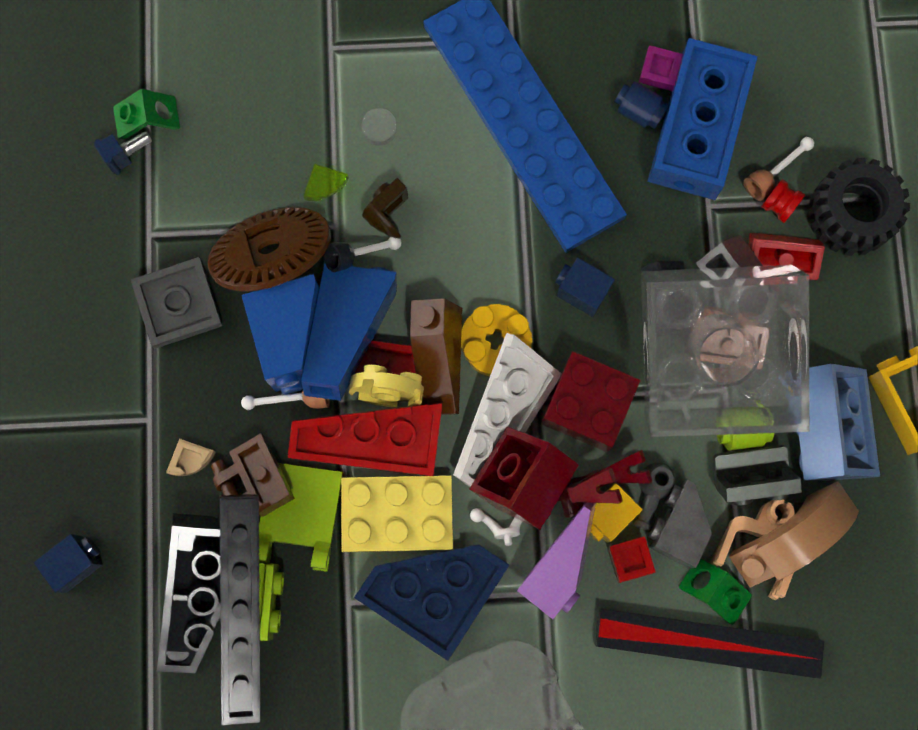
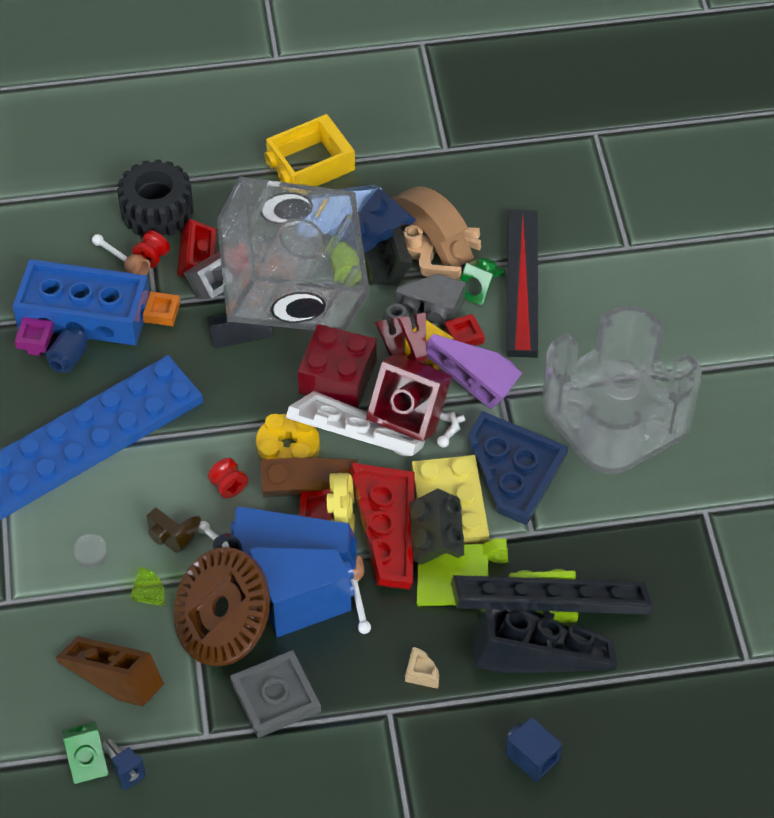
camera: 95 degrees left, 25 degrees down
(225, 140) = (115, 669): none -> reddish brown slope
(259, 472) = (429, 601): reddish brown plate -> none
(348, 491) = (436, 526): none -> pearl dark grey bracket
(448, 269) = (228, 478): none -> red wheel
(583, 286) = (236, 377): dark blue brick -> none
(694, 209) = (161, 308): none -> orange plate
(794, 467) = (380, 218): none -> dark blue wing

